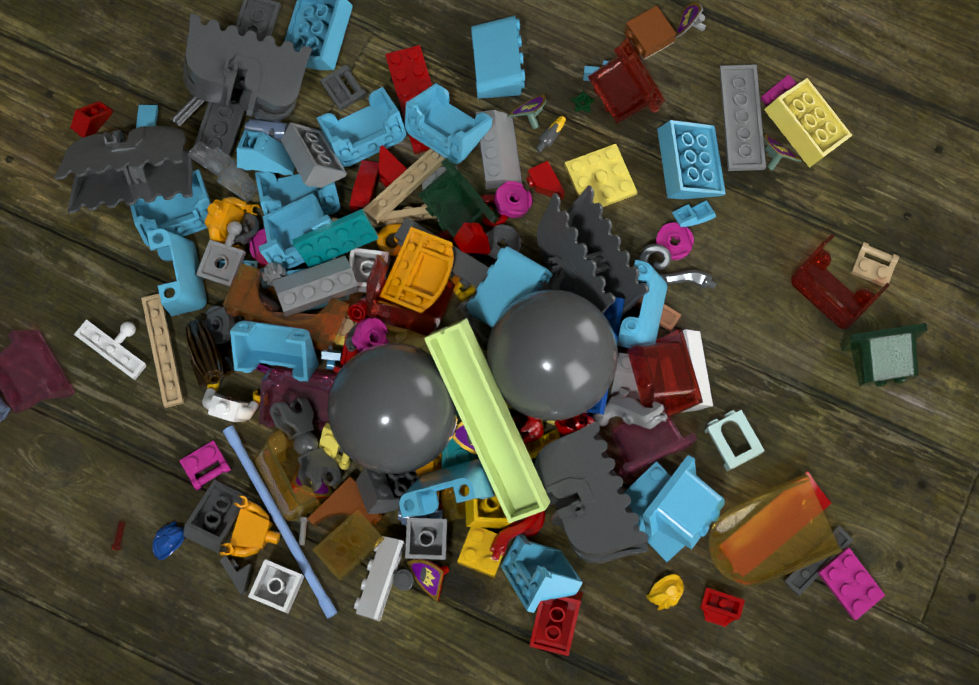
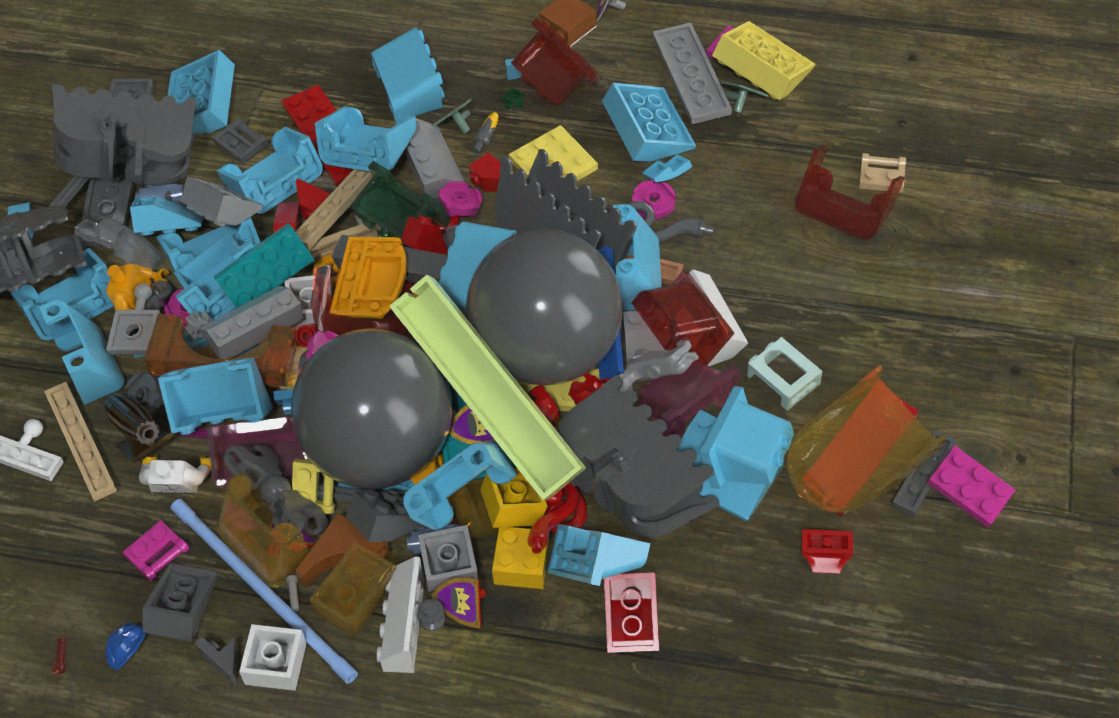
camera: 10 degrees left, 20 degrees down
(251, 531) = (227, 604): light orange torso -> none
(666, 591) = (756, 550): yellow hat -> none
(885, 354) = (923, 246): clear green windscreen -> none

